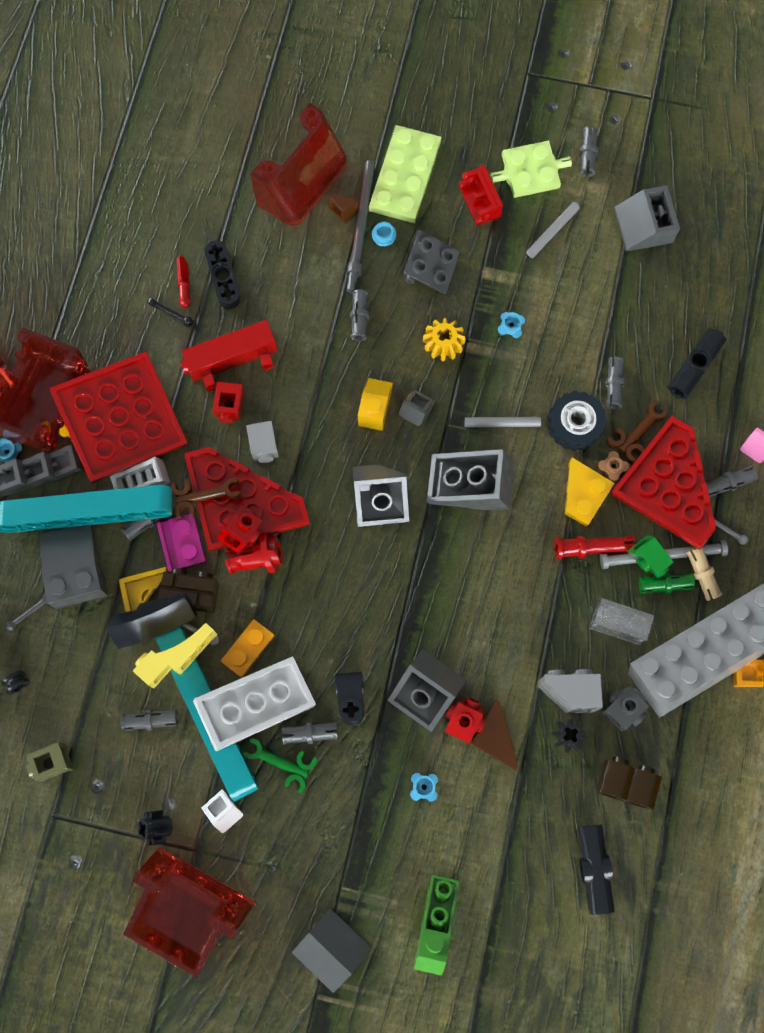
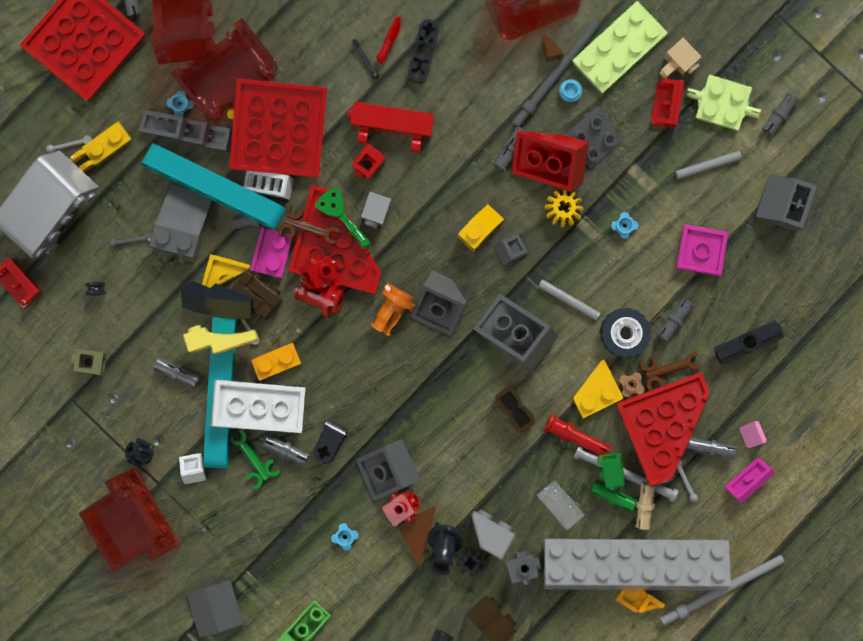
camera: 30 degrees right, 10 degrees up
(227, 463) = (339, 212): none -> green piece
(335, 526) = (392, 309): none -> orange piece
(402, 300) = (550, 159): none -> red slope
(468, 151) = (681, 58): none -> tan brick
(523, 556) = (511, 405): none -> dark brown brick
(531, 729) = (444, 541): none -> black piece
(598, 306) = (702, 250): none -> dark pink plate

